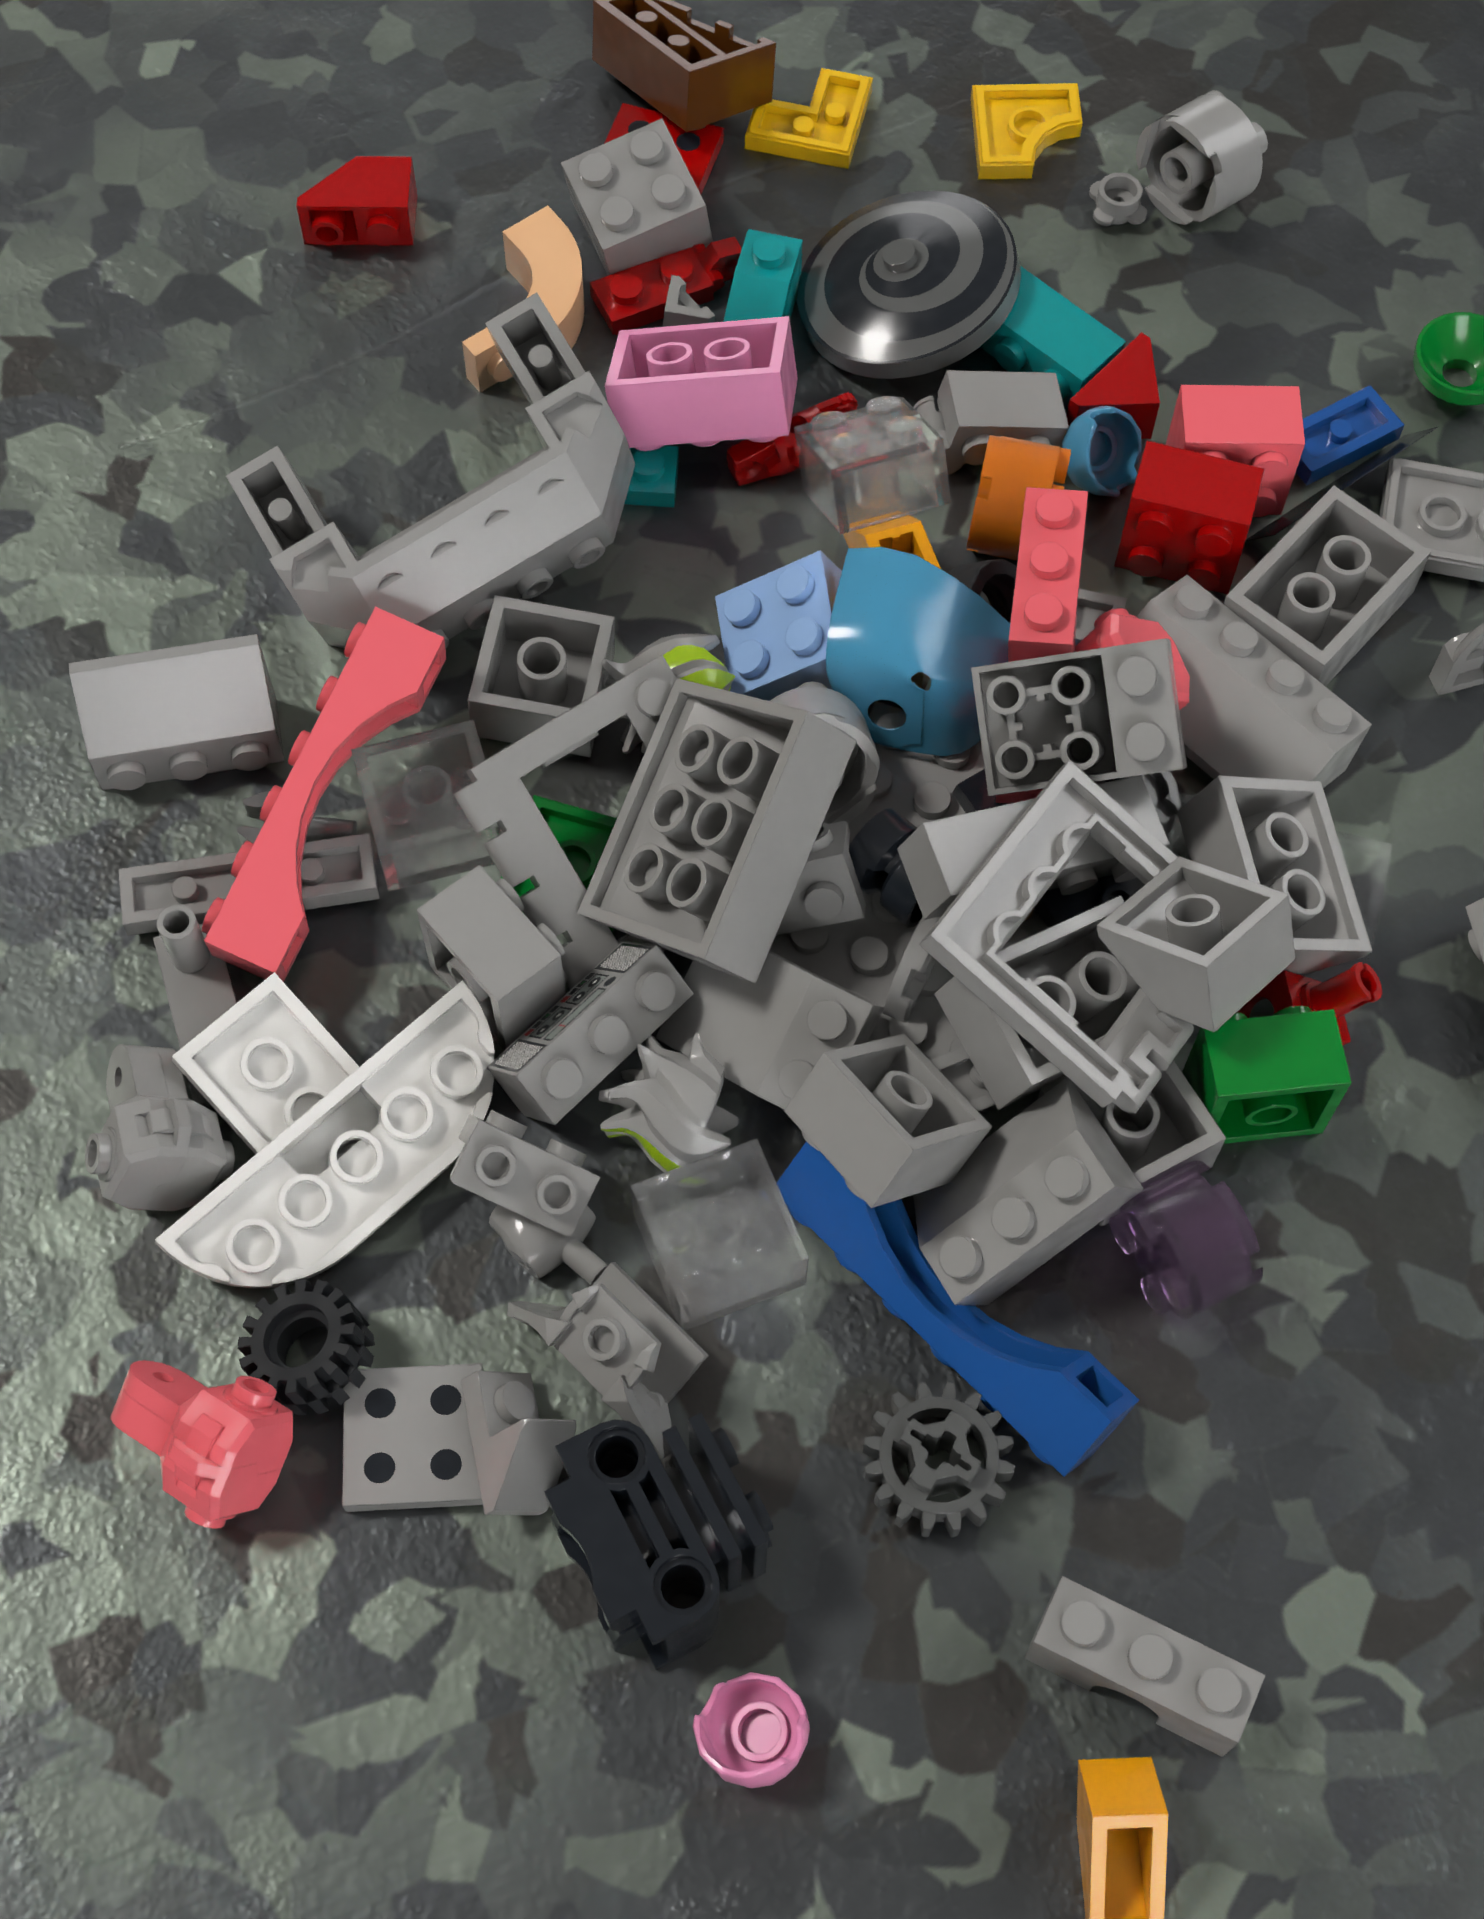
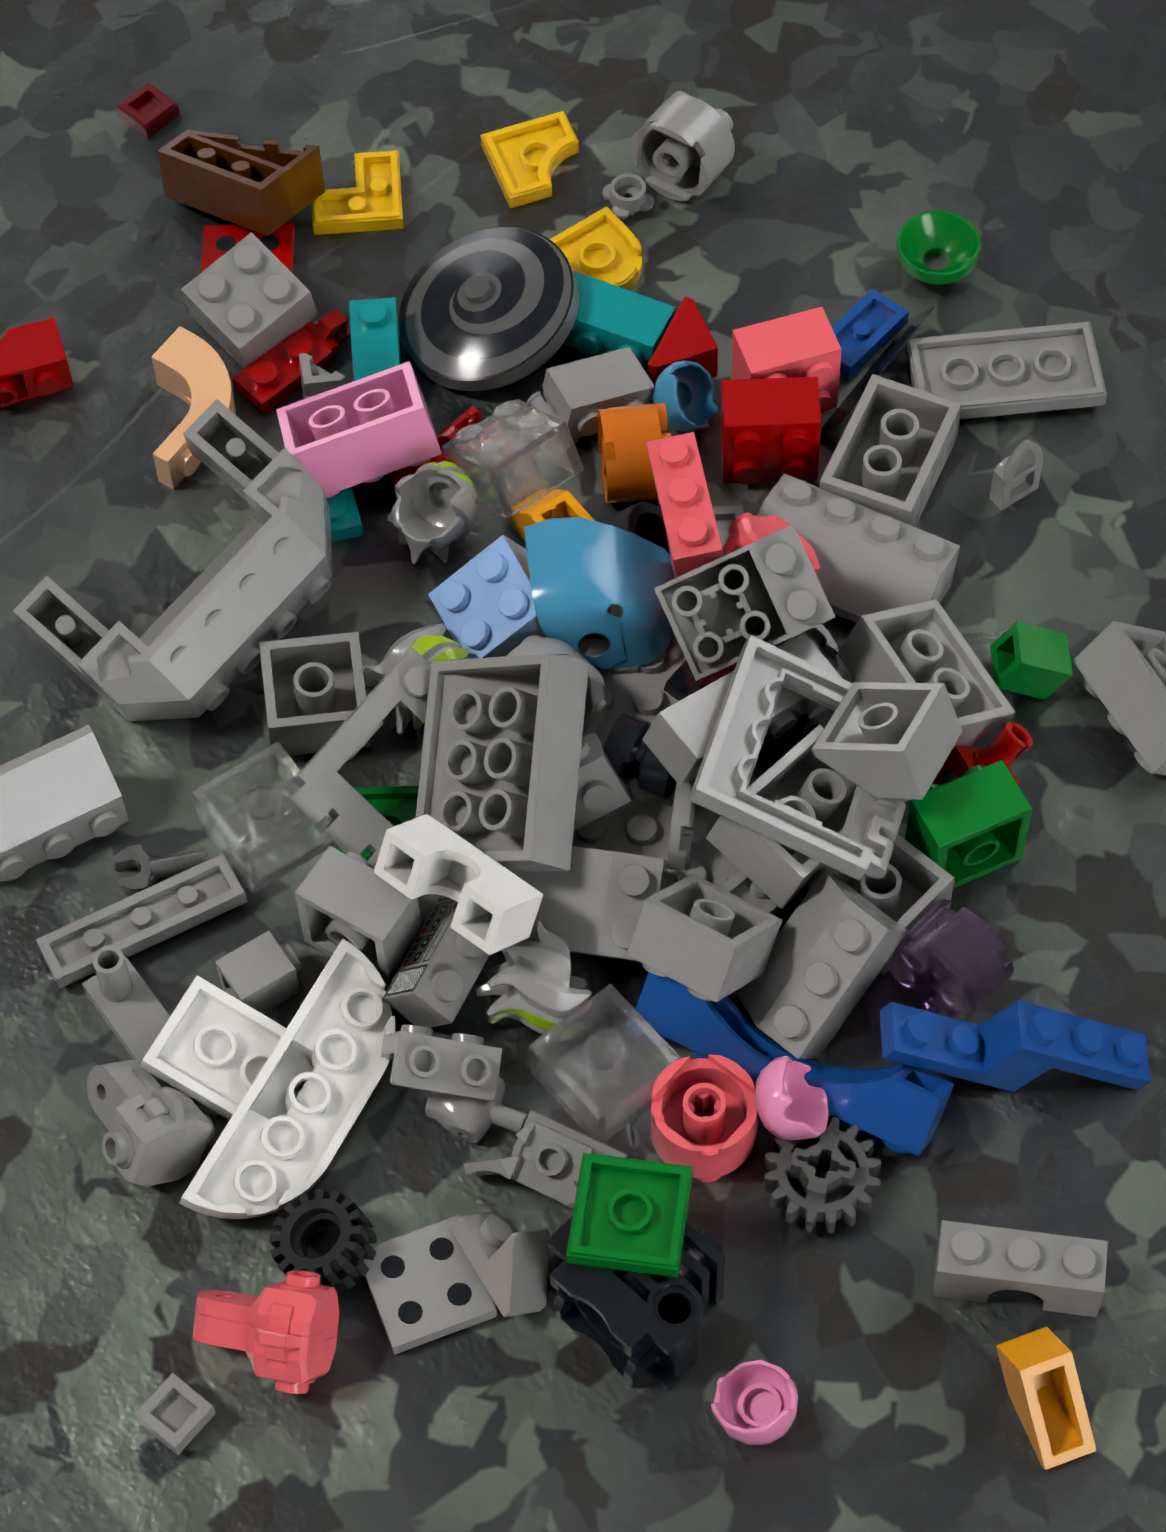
camera: 15 degrees left, 5 degrees down
(57, 1501) = (175, 1413): none -> light grey plate
(357, 992) = (260, 973): none -> light grey brick
(382, 683) = (200, 734): coral arch -> none
(588, 917) = (429, 858): none -> white arch
(667, 1449) = (630, 1215): none -> green tile
(759, 498) = (435, 509): none -> light grey hair
(826, 1302) = (680, 1111): none -> coral brick
(924, 1361) = (788, 1103): none -> bright pink hair
(1066, 254) = (603, 249): none -> yellow tile
(1231, 1375) = (1014, 1046): none -> blue bracket
(1414, 891) = (1031, 660): none -> green brick

